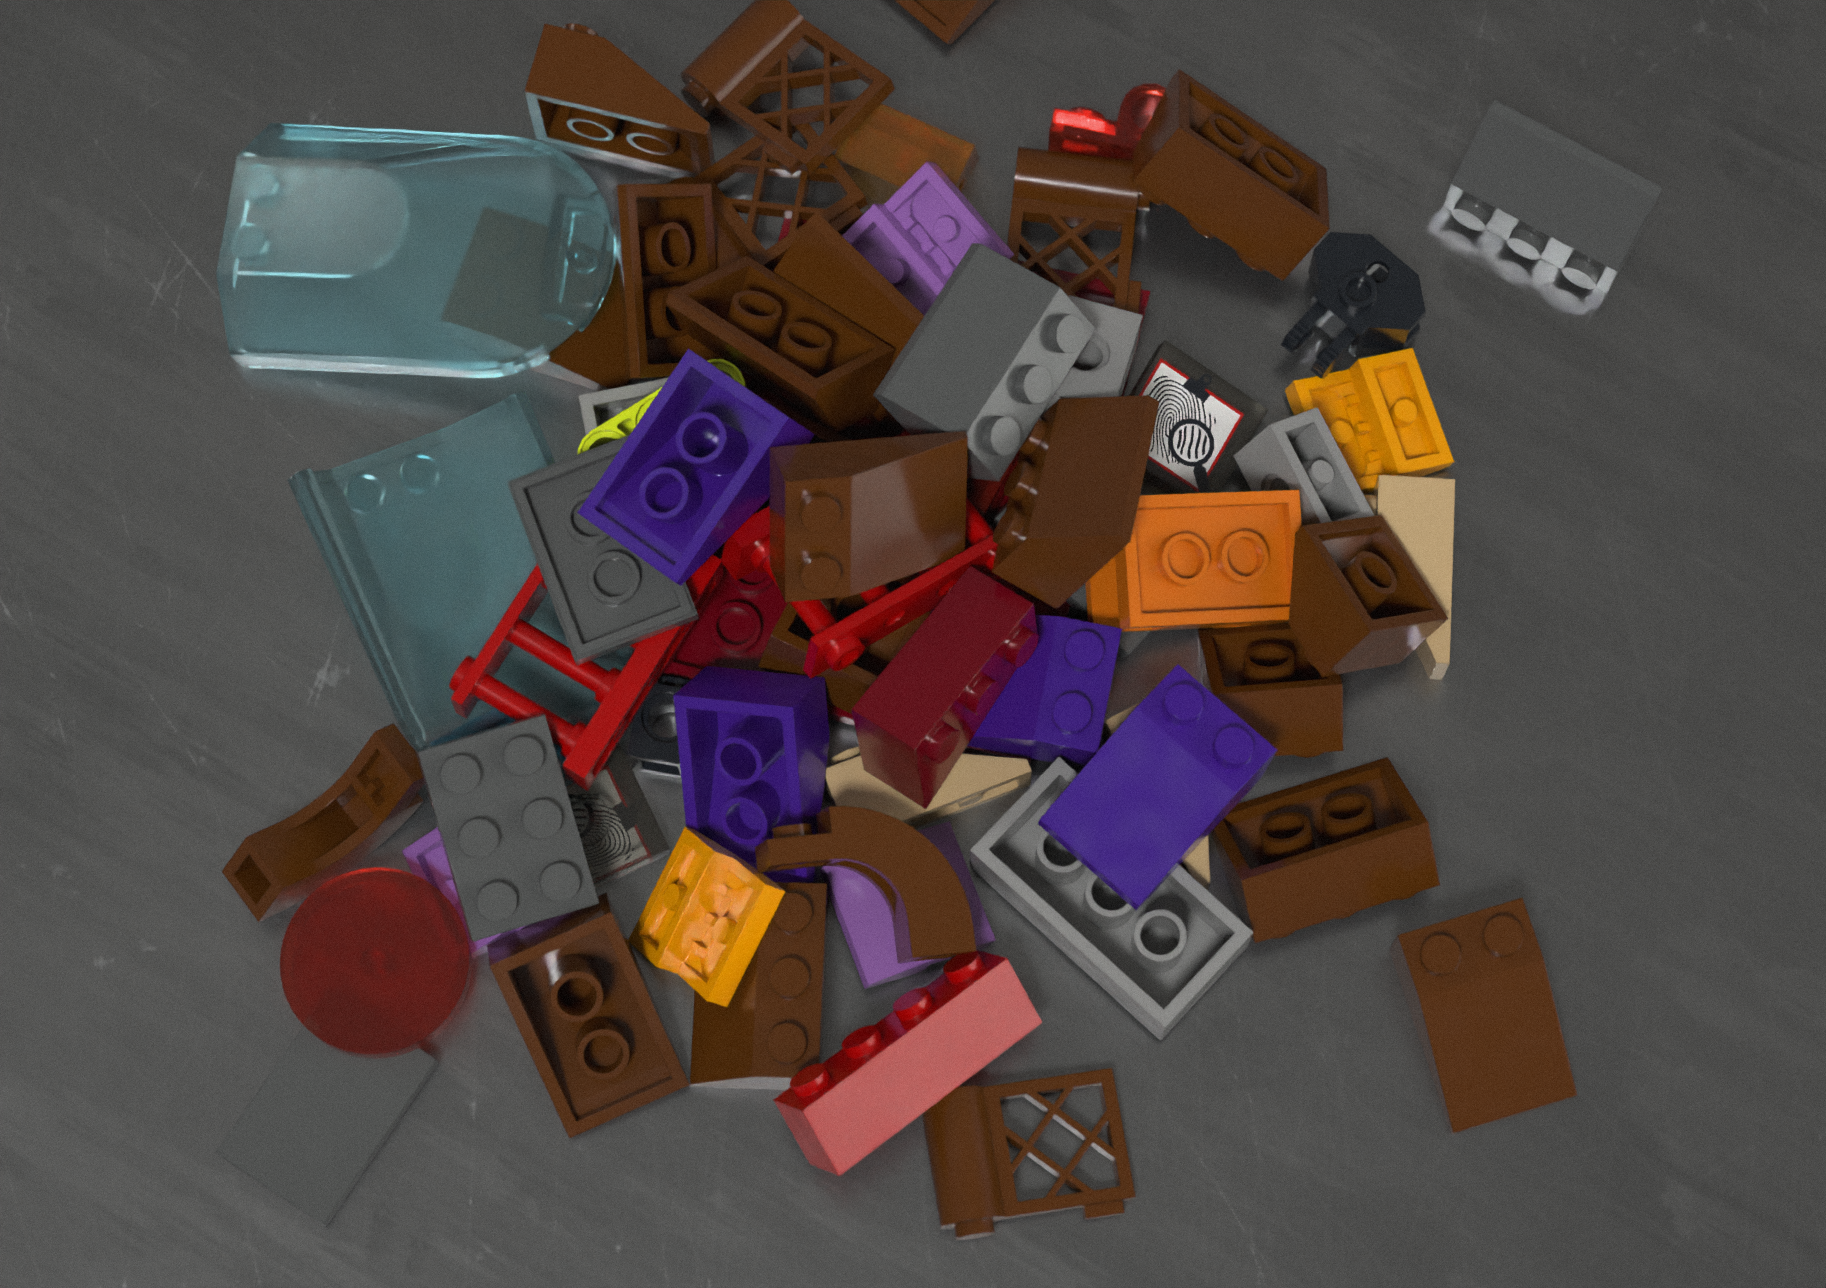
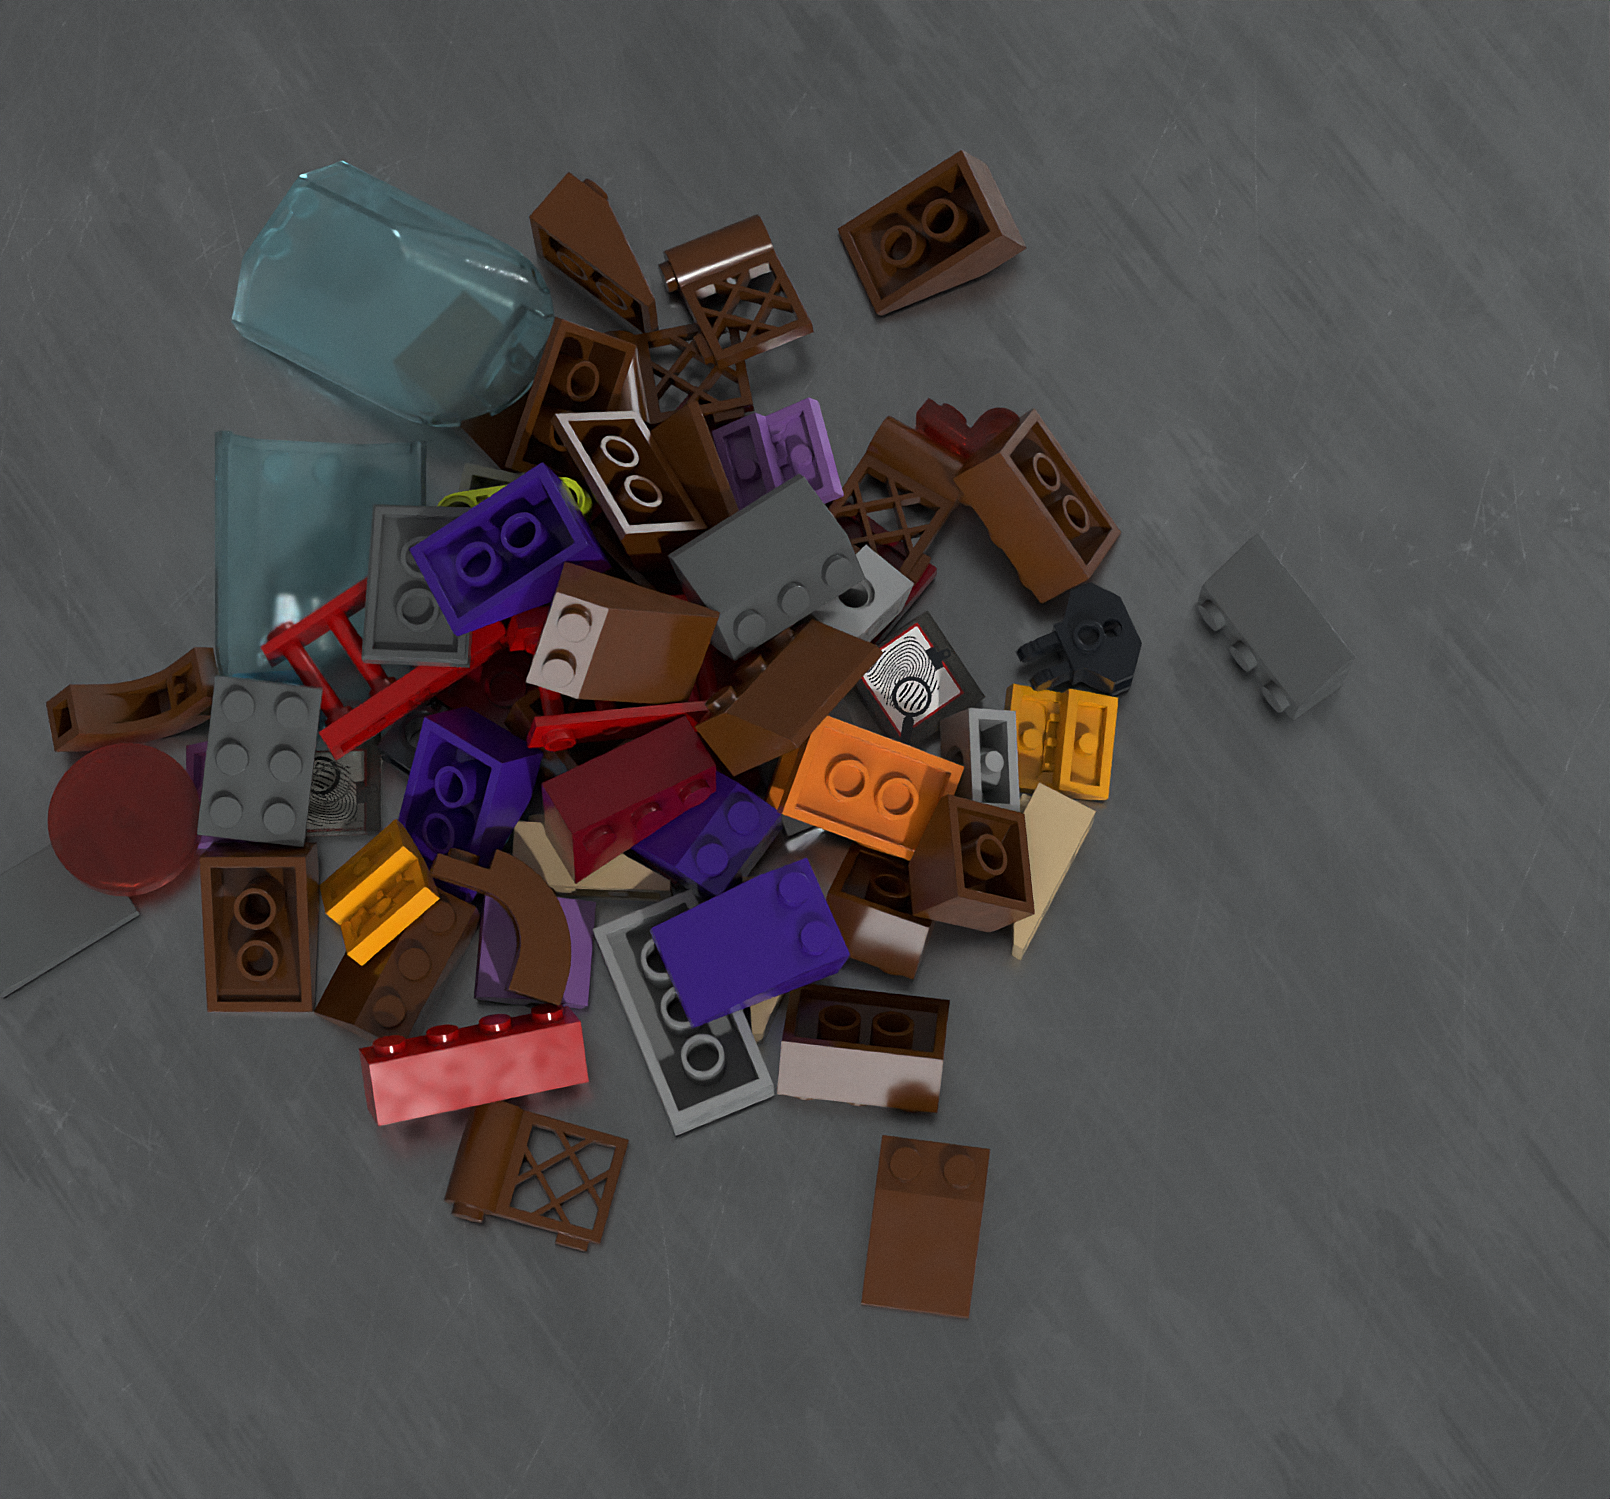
camera: 25 degrees right, 0 degrees up
(898, 145) = (796, 374): clear orange hinge -> none

